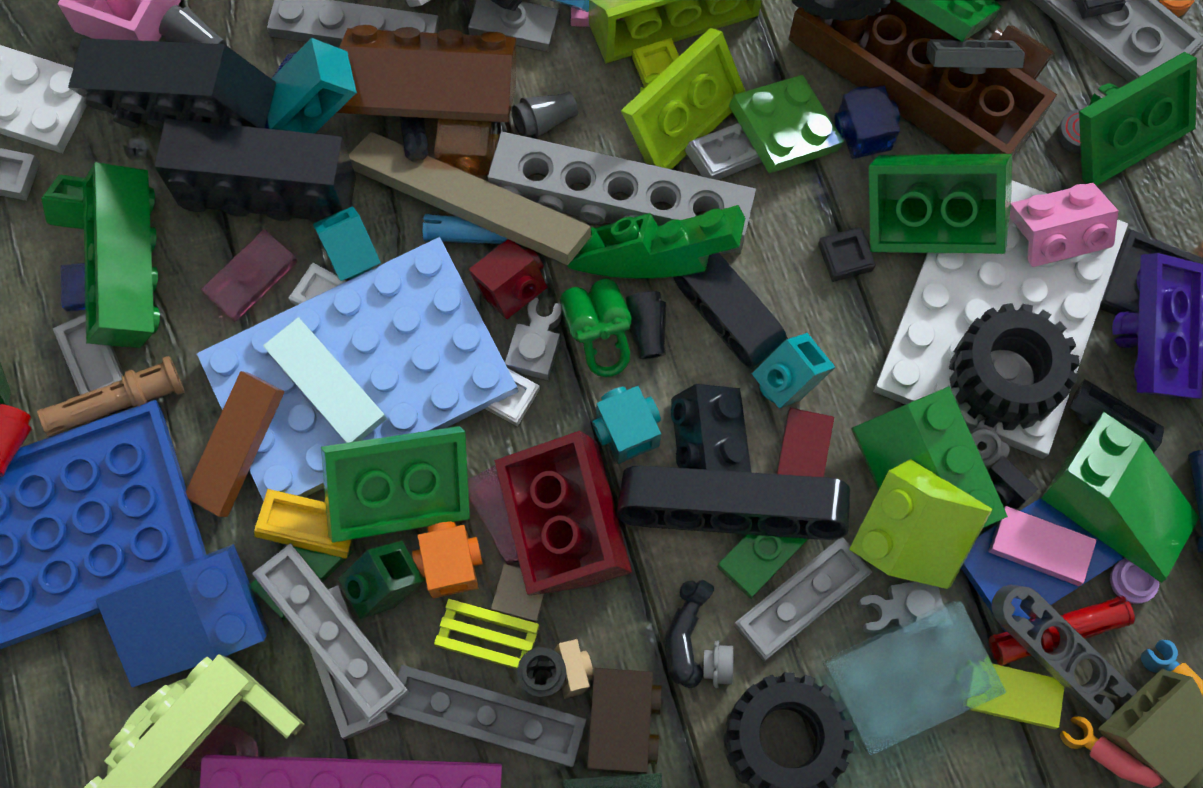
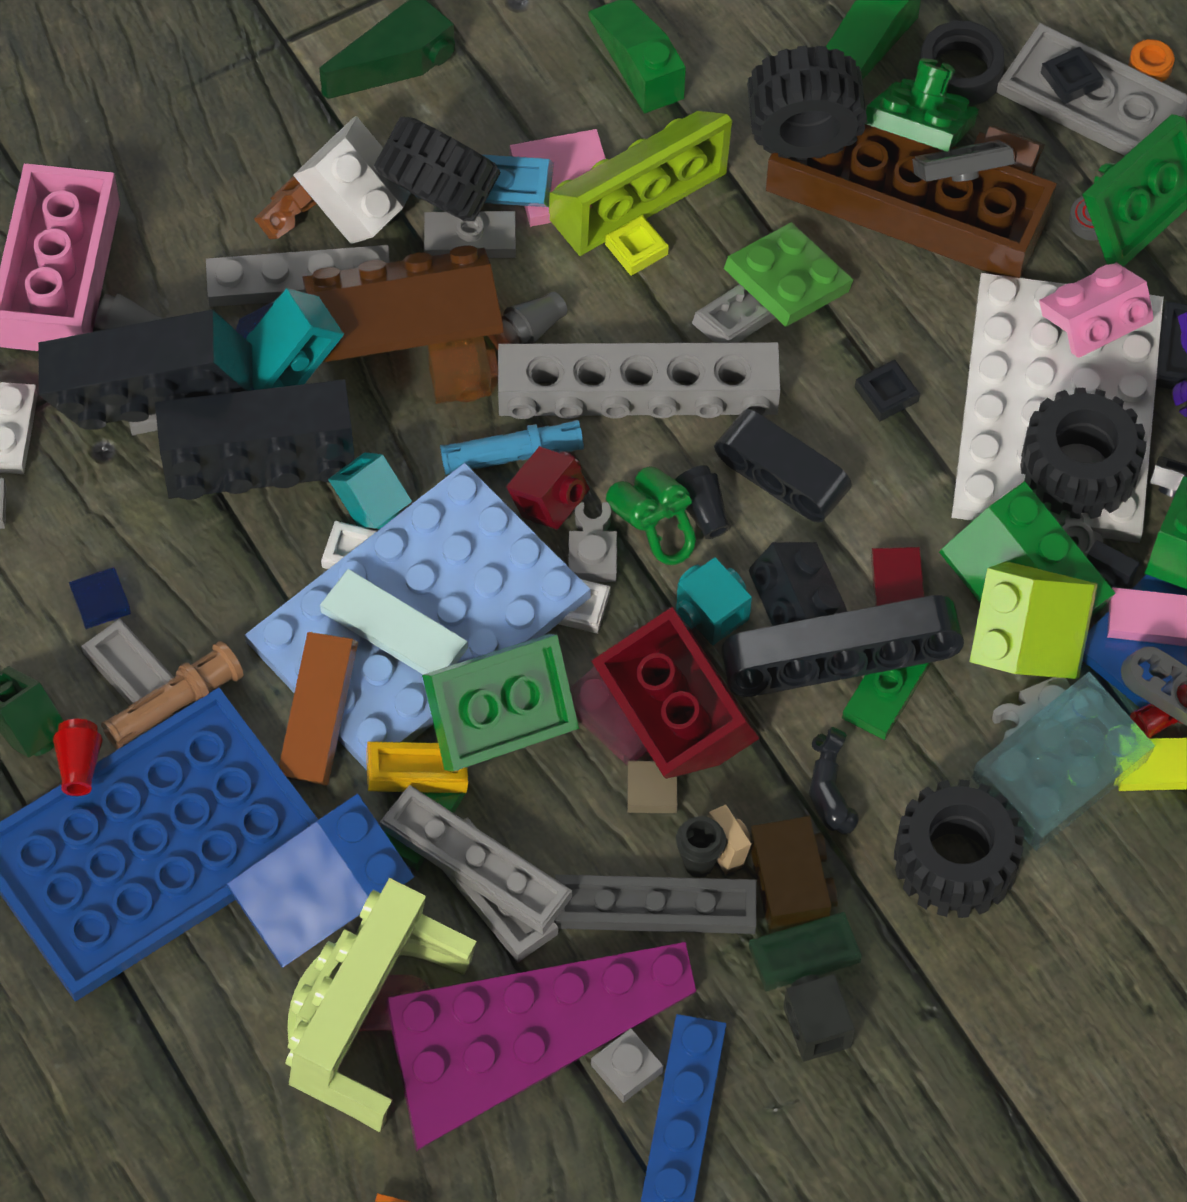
camera: 15 degrees left, 10 degrees down
(64, 202) = (53, 519): green slope -> none
(119, 256) = (132, 556): green brick -> none
(249, 275) = (271, 549): clear pink plate -> none
(380, 579) = (510, 799): dark green brick -> none
(414, 137) = (405, 370): black axle -> none
(448, 559) = (570, 769): orange brick -> none
(448, 623) = (594, 825): neon yellow tile -> none
(471, 198) = (484, 417): dark tan tile -> none
(645, 250) = (677, 429): green slope -> none
(684, 100) = (678, 272): lime plate -> none
(719, 664) = (872, 803): light grey plate -> none
(792, 370) = (865, 510): teal brick -> none
(802, 599) = (936, 726): light grey tile -> none
(868, 121) = (872, 254): clear blue brick -> none
(940, 203) = (968, 316): green slope -> none

